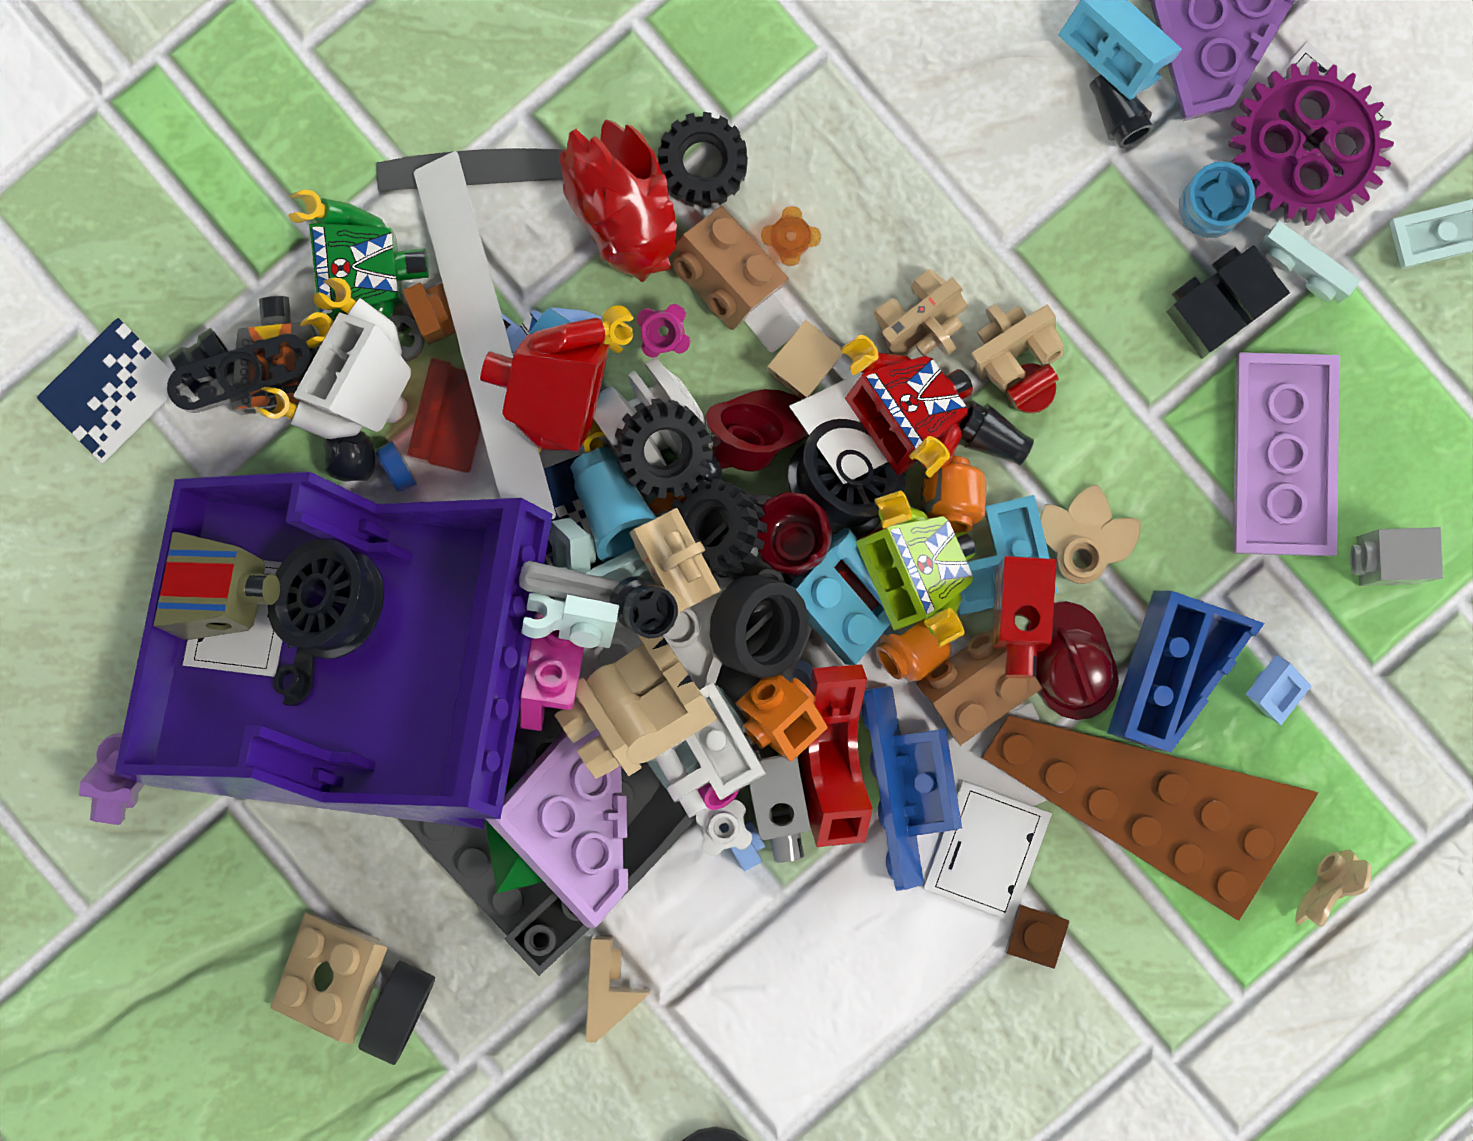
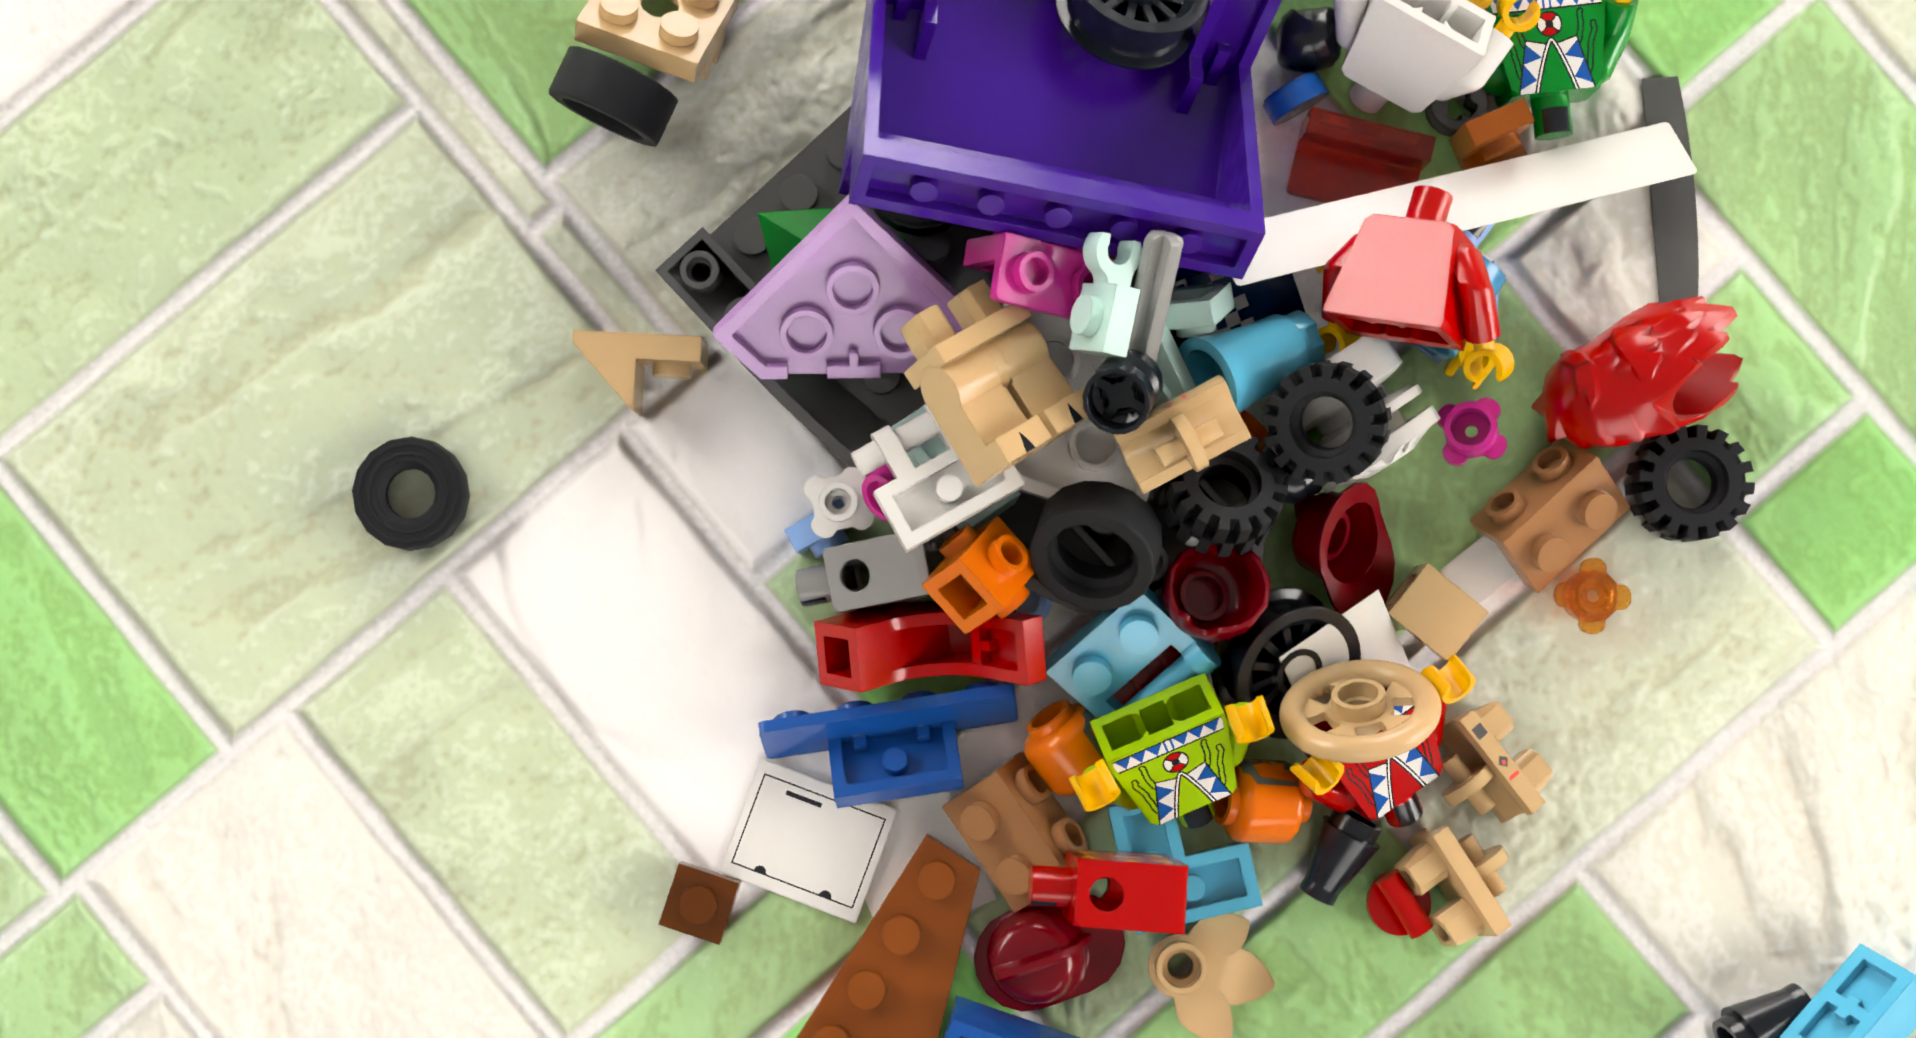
camera: 95 degrees right, 0 degrees up
(884, 423) = (1360, 710): none -> tan plate

